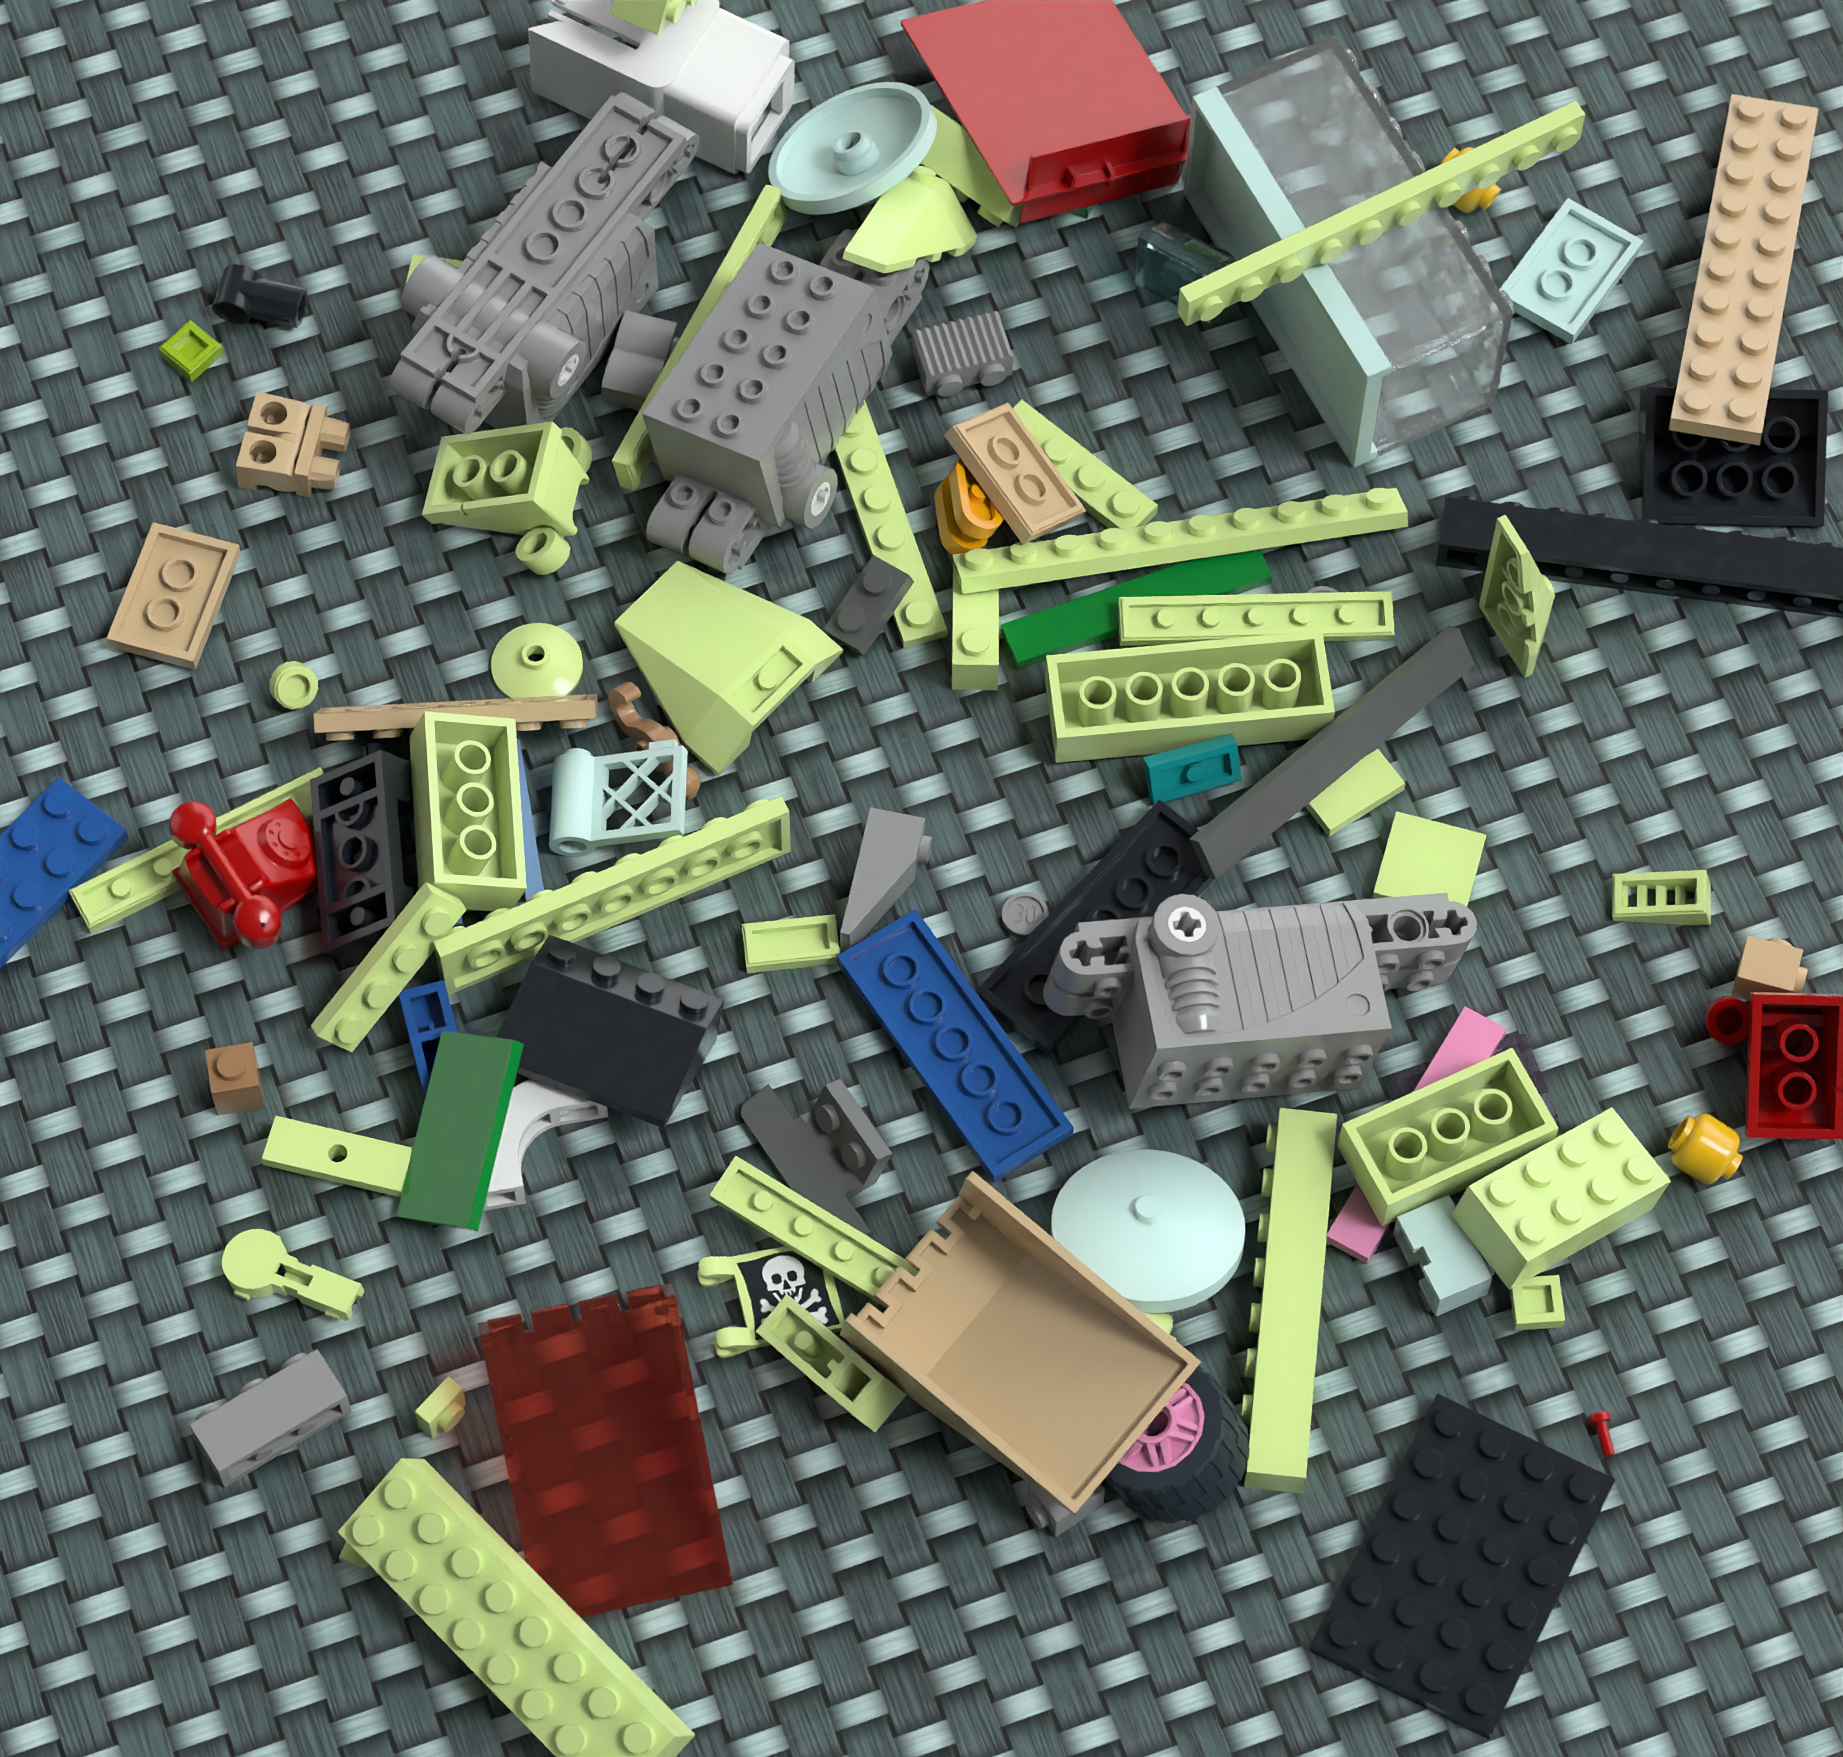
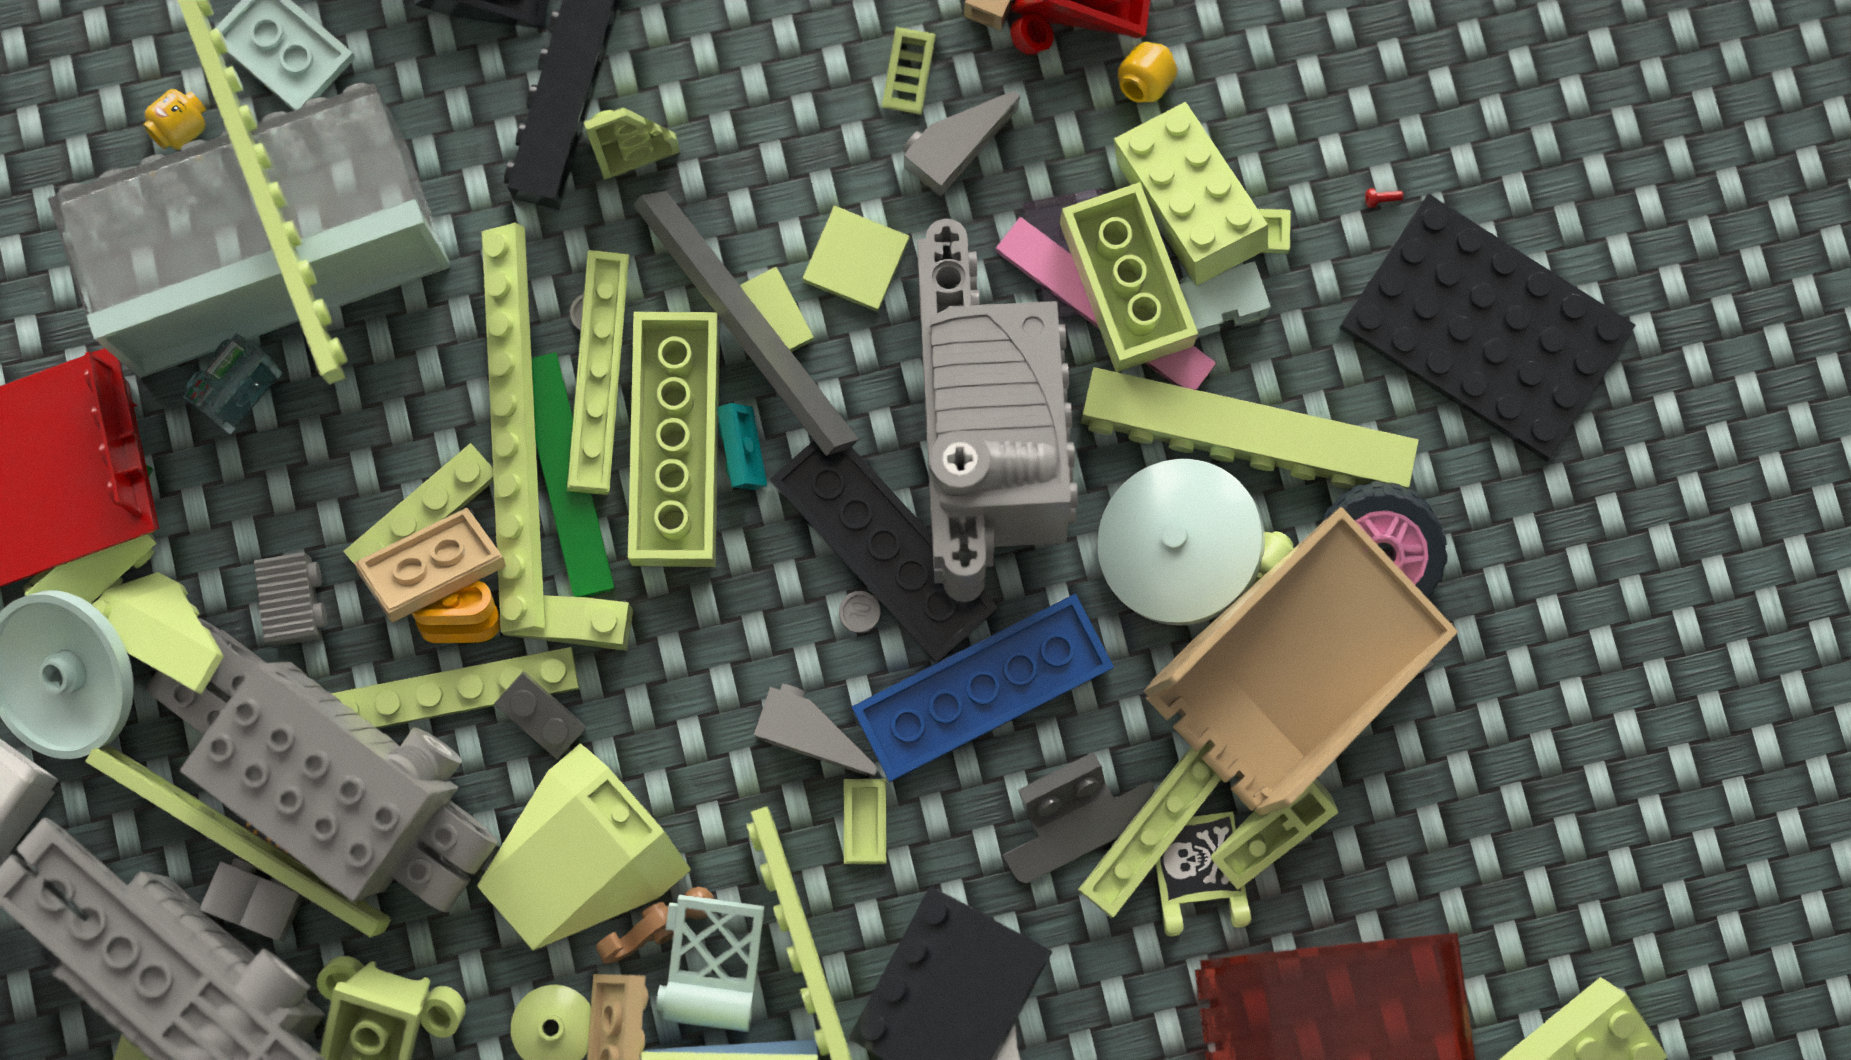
camera: 85 degrees left, 15 degrees up
(1579, 949) = (954, 142): none -> light grey slope

